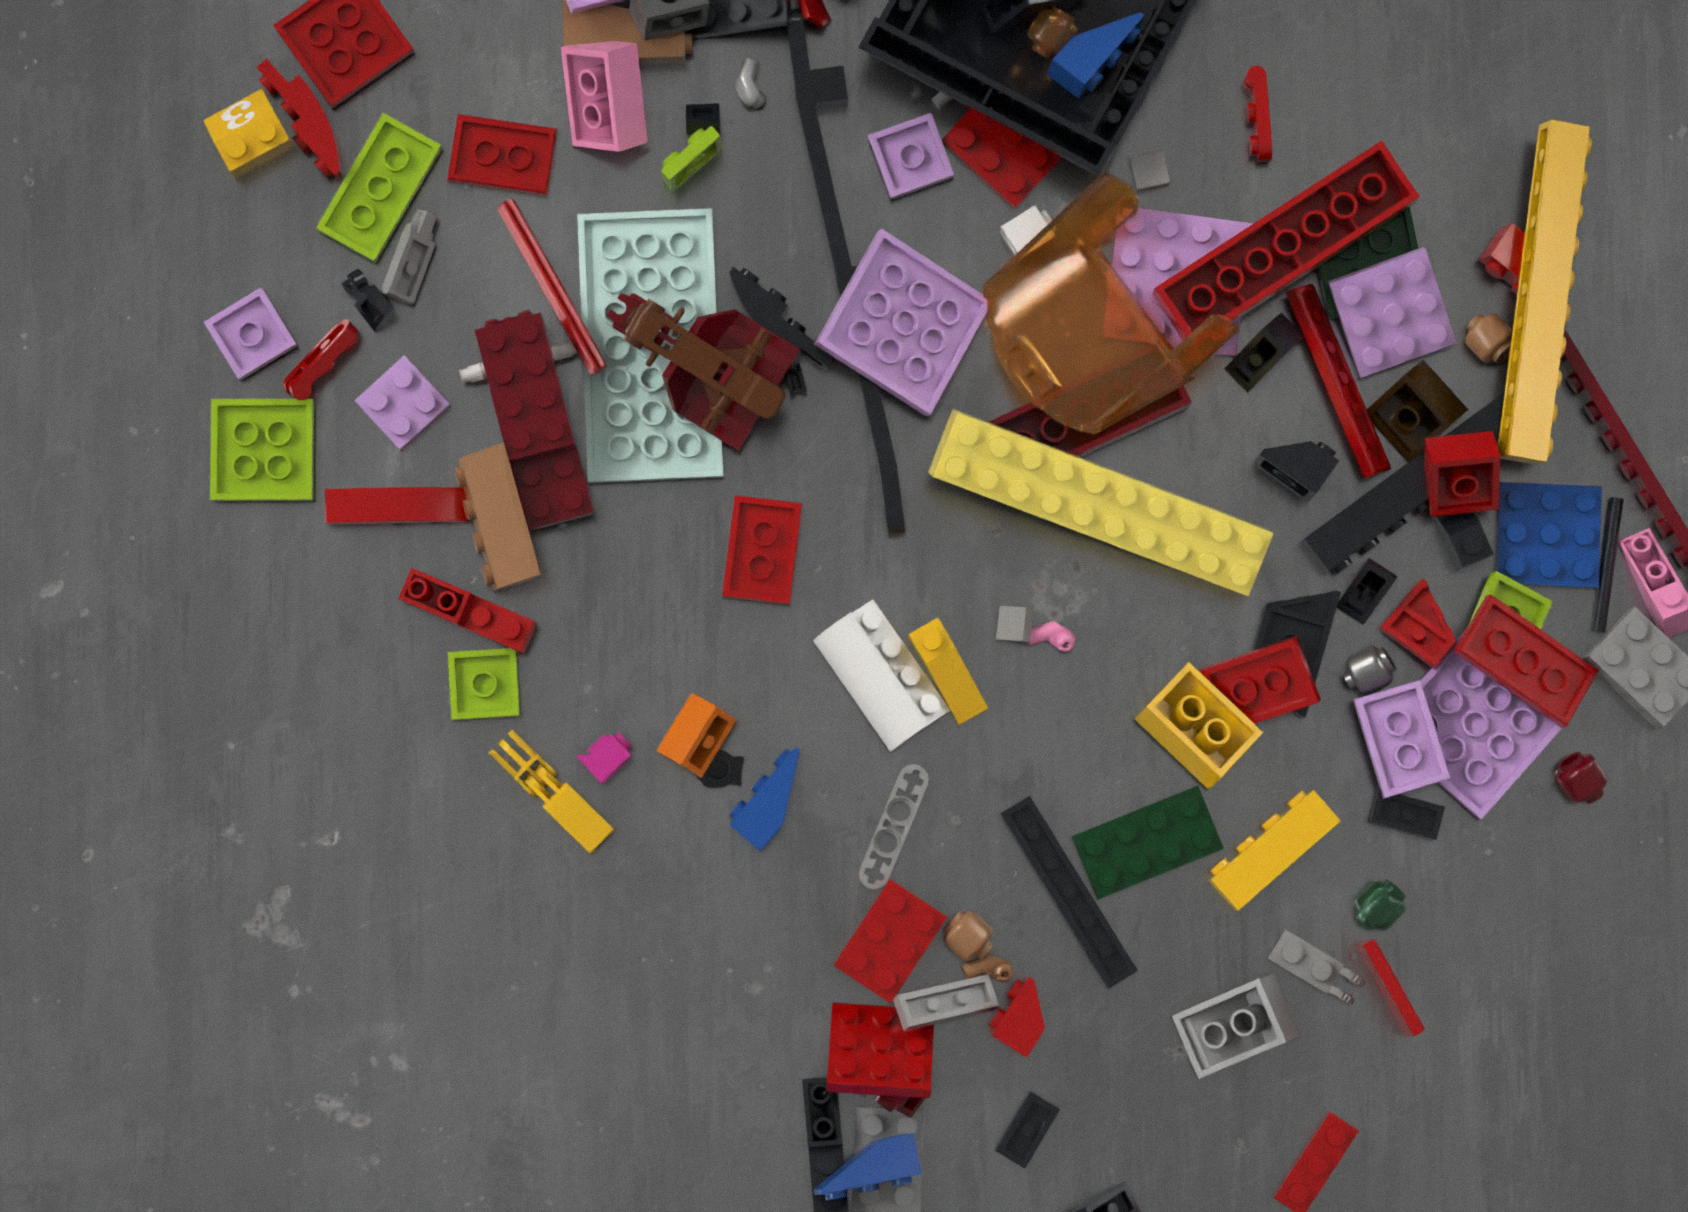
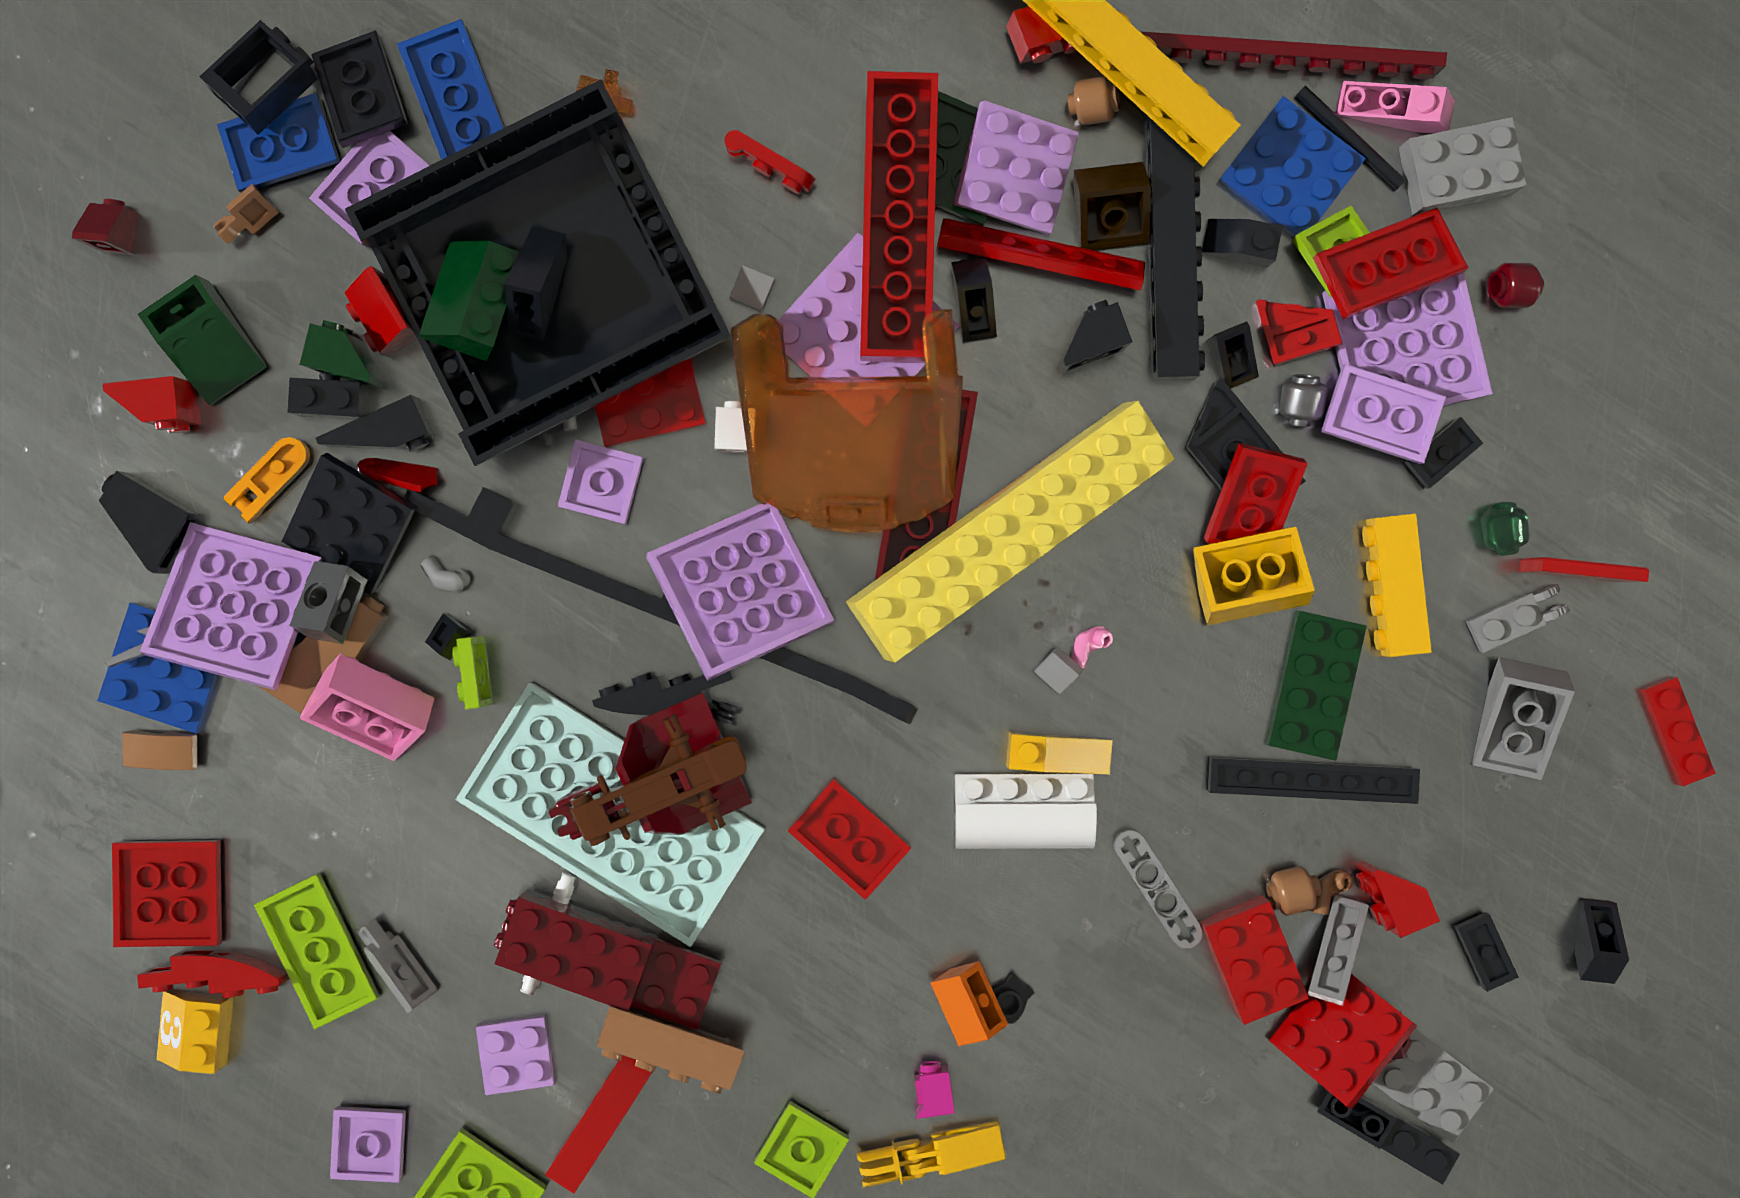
camera: 55 degrees left, 5 degrees up
(320, 359) = (431, 1101): red plate -> none
(370, 301) = (415, 1024): black plate -> none
(467, 610) = (730, 1122): red slope -> none
(502, 155) = (361, 826): red tile -> none
(552, 287) = (503, 864): red axle -> none
(766, 810) = (1074, 991): blue slope -> none
(879, 1161) = (1436, 1104): blue slope -> none
(1051, 31) = (577, 288): clear orange head -> none
(1088, 53) = (617, 270): blue slope -> none
(1462, 473) = (1198, 204): red slope -> none

